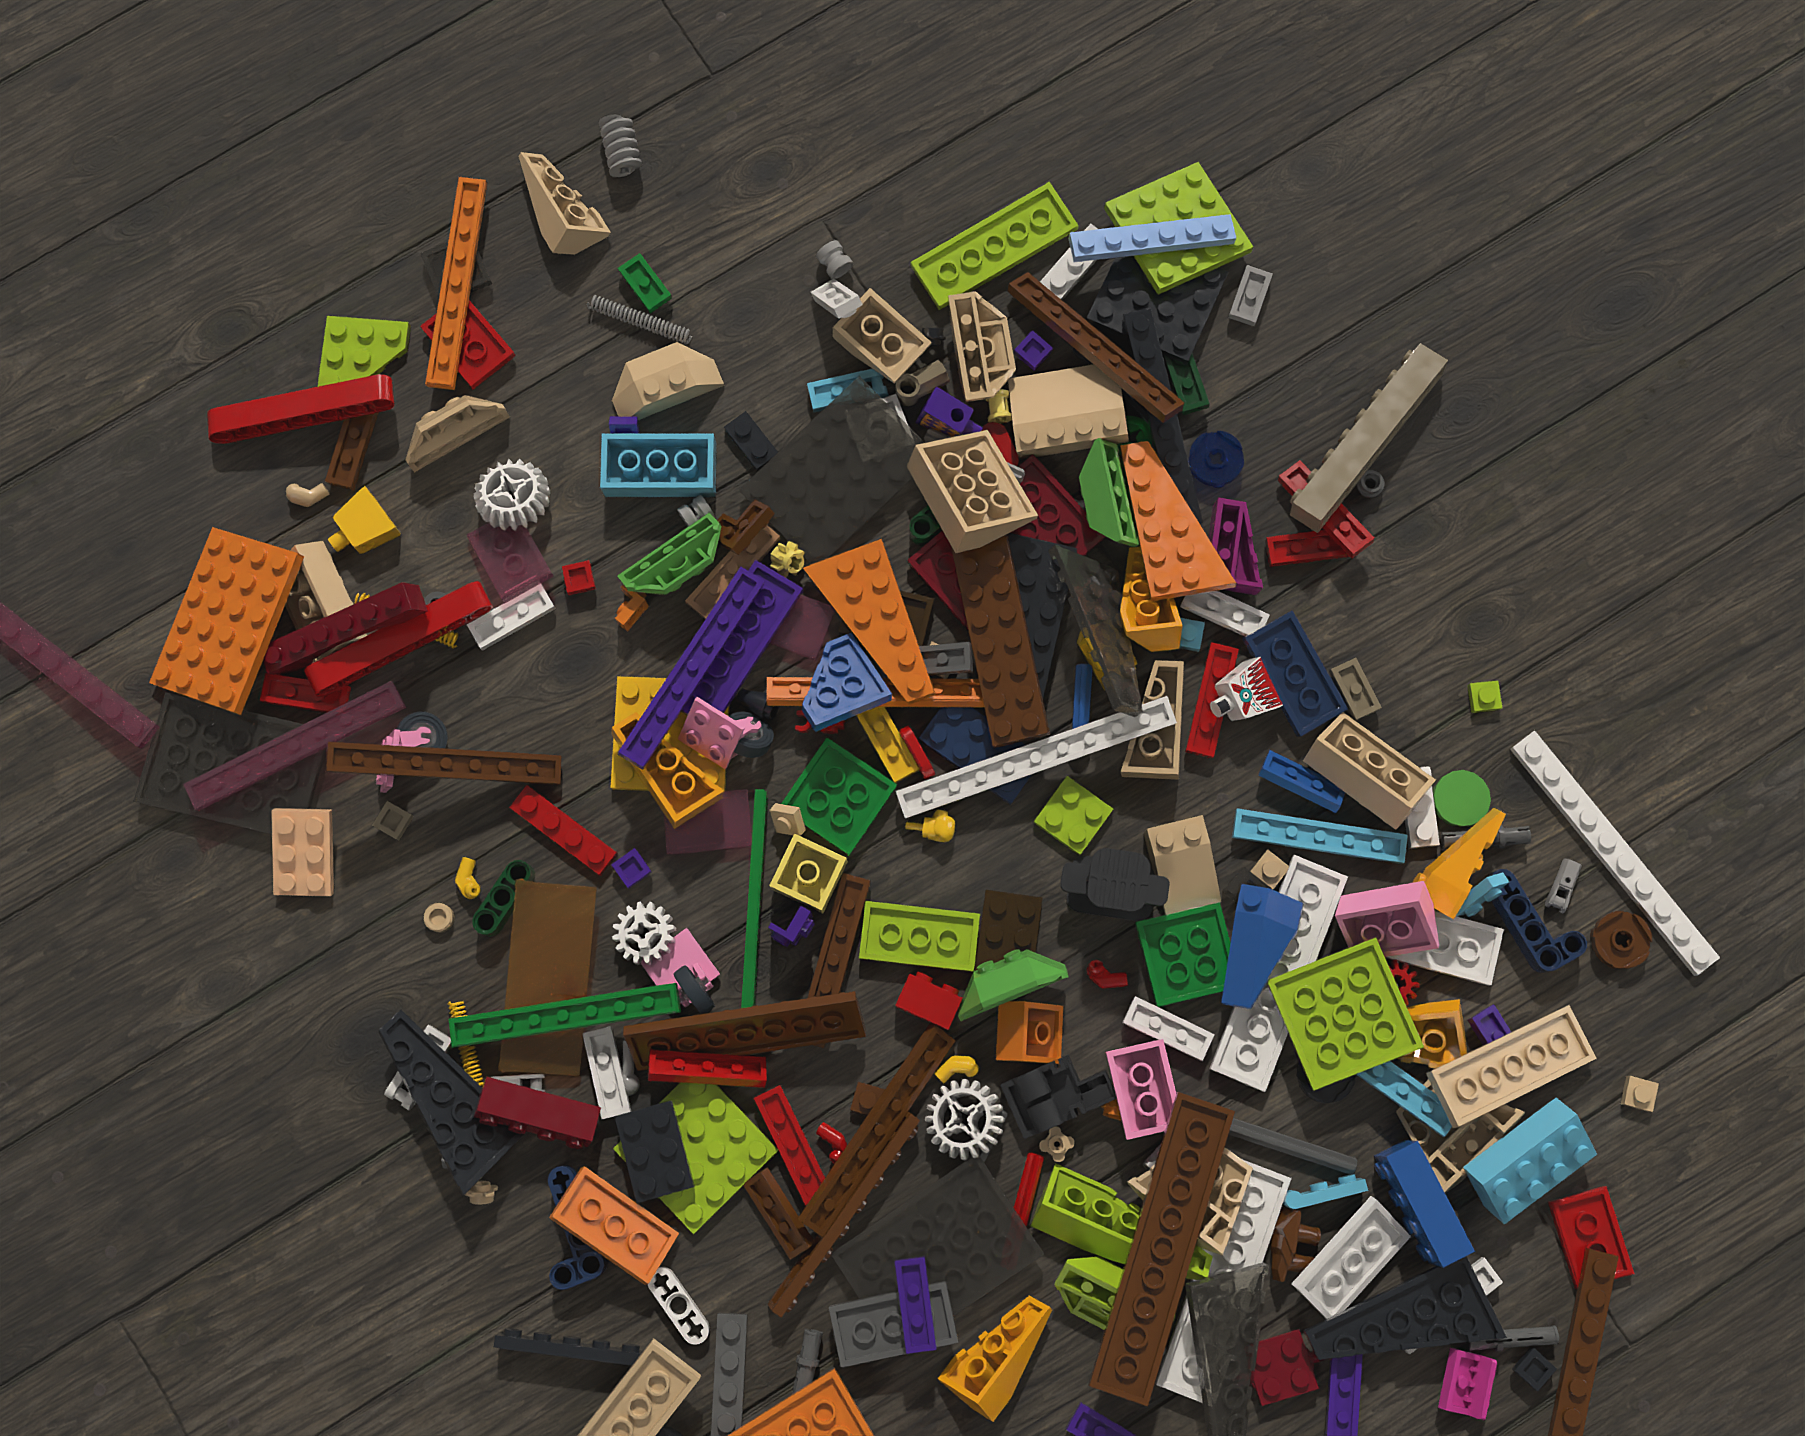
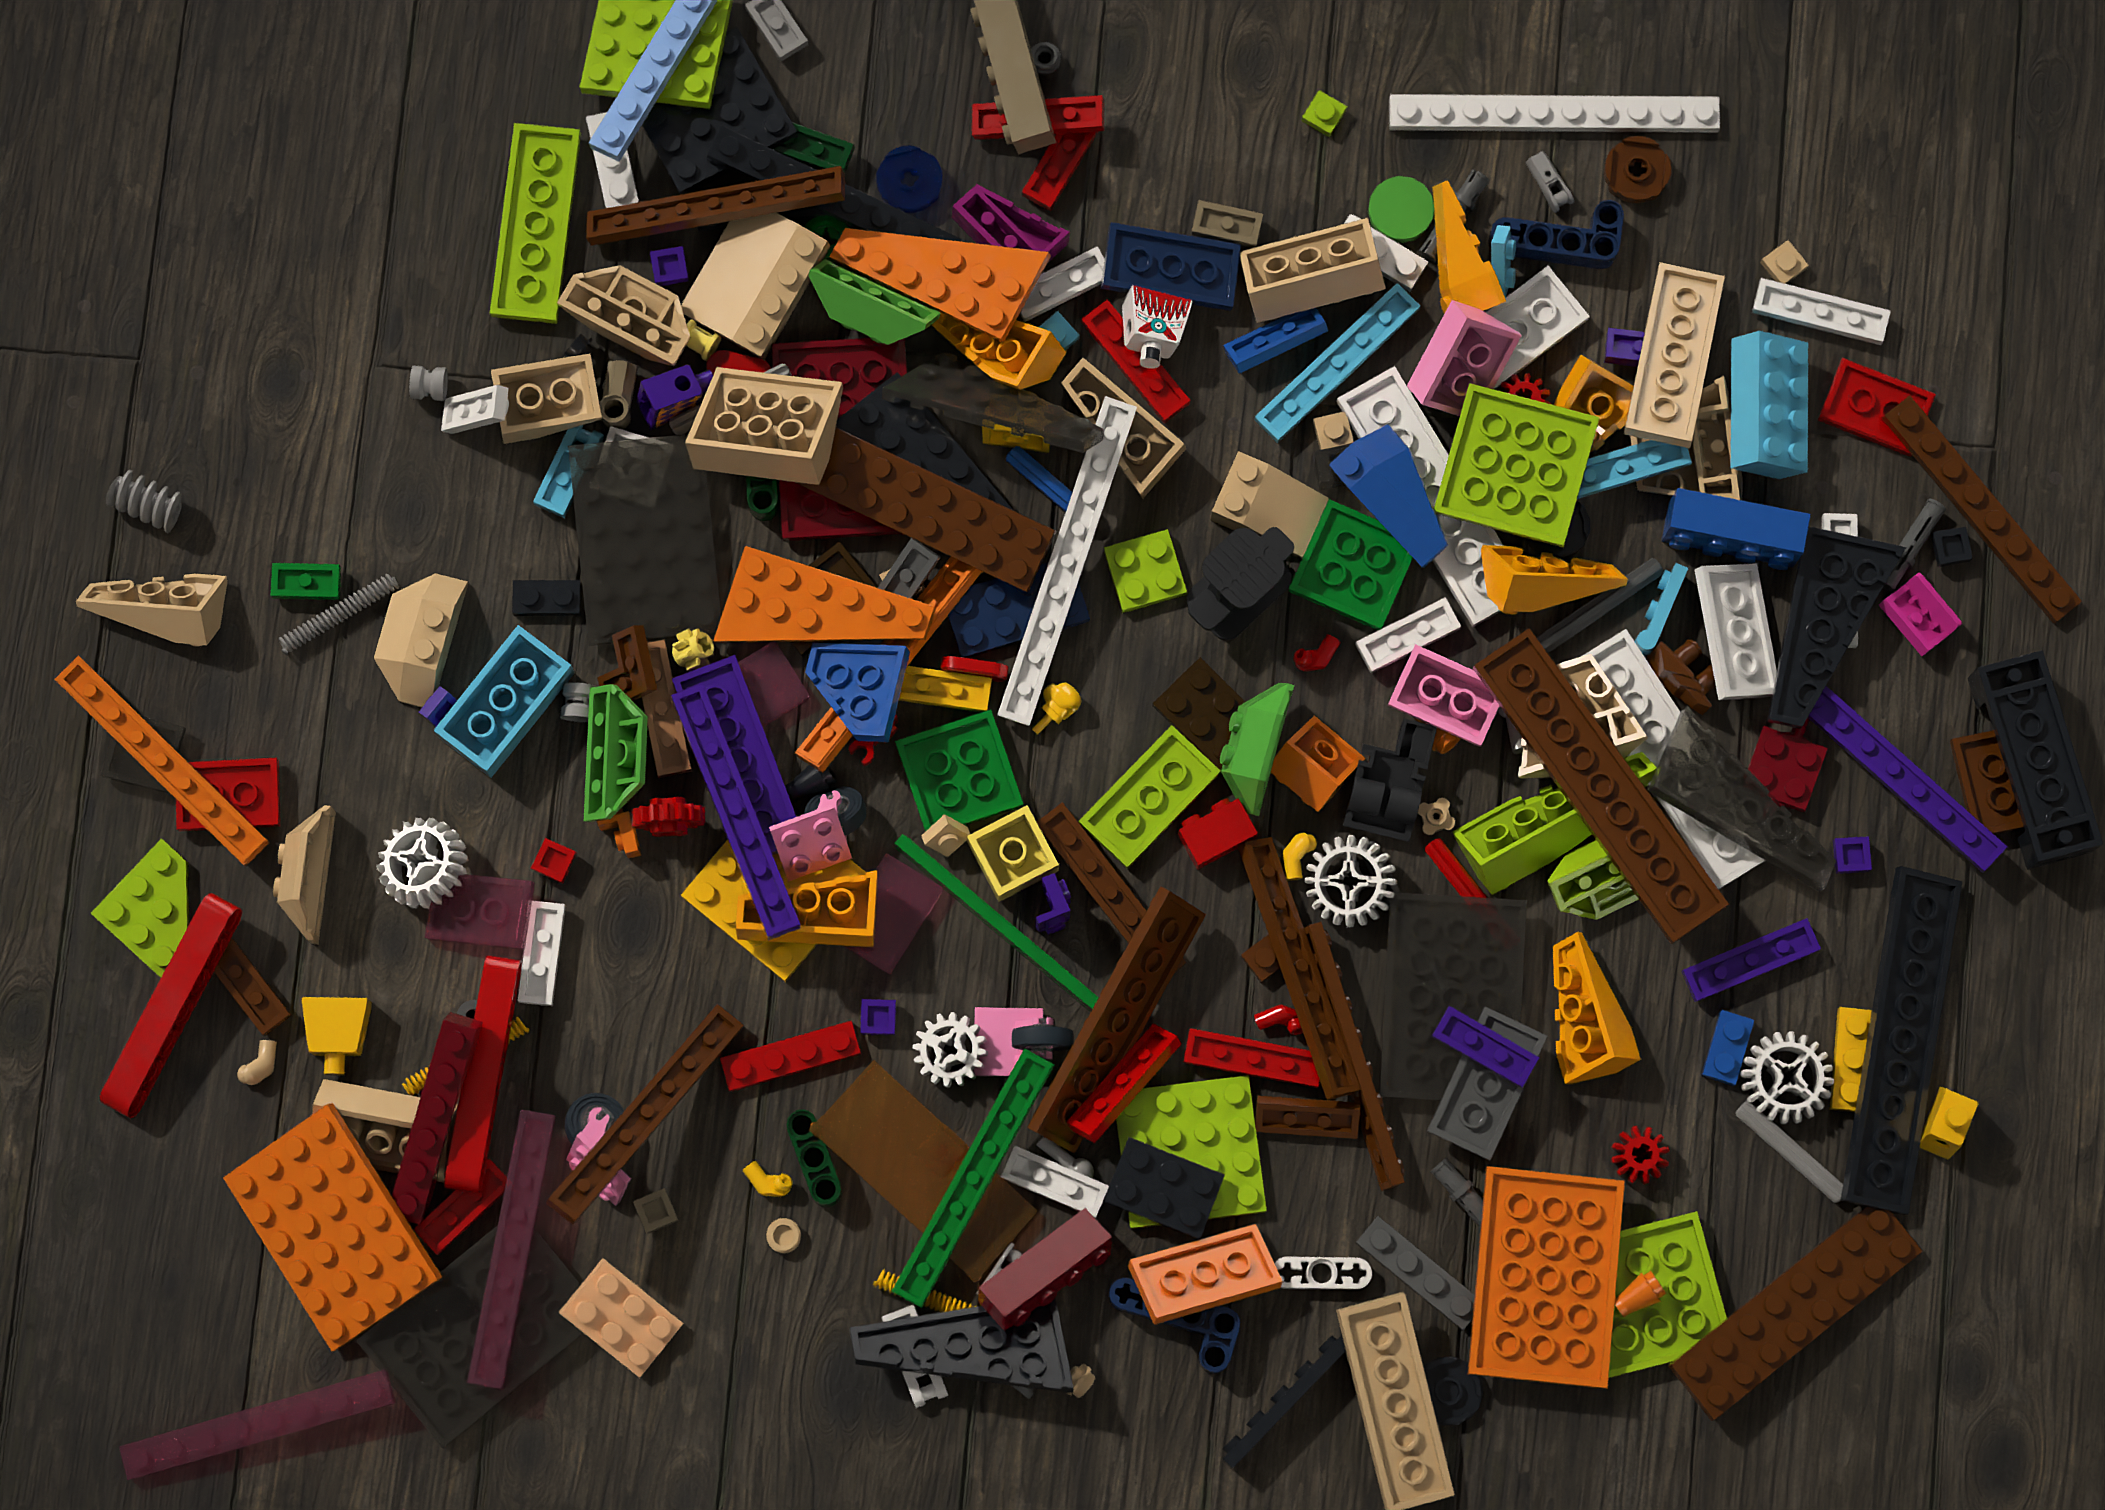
camera: 55 degrees left, 0 degrees up
(660, 627) = (668, 816): none -> red gear
(1271, 1089) = (1535, 583): none -> light orange wedge
(1627, 1146) = (1821, 311): none -> white plate

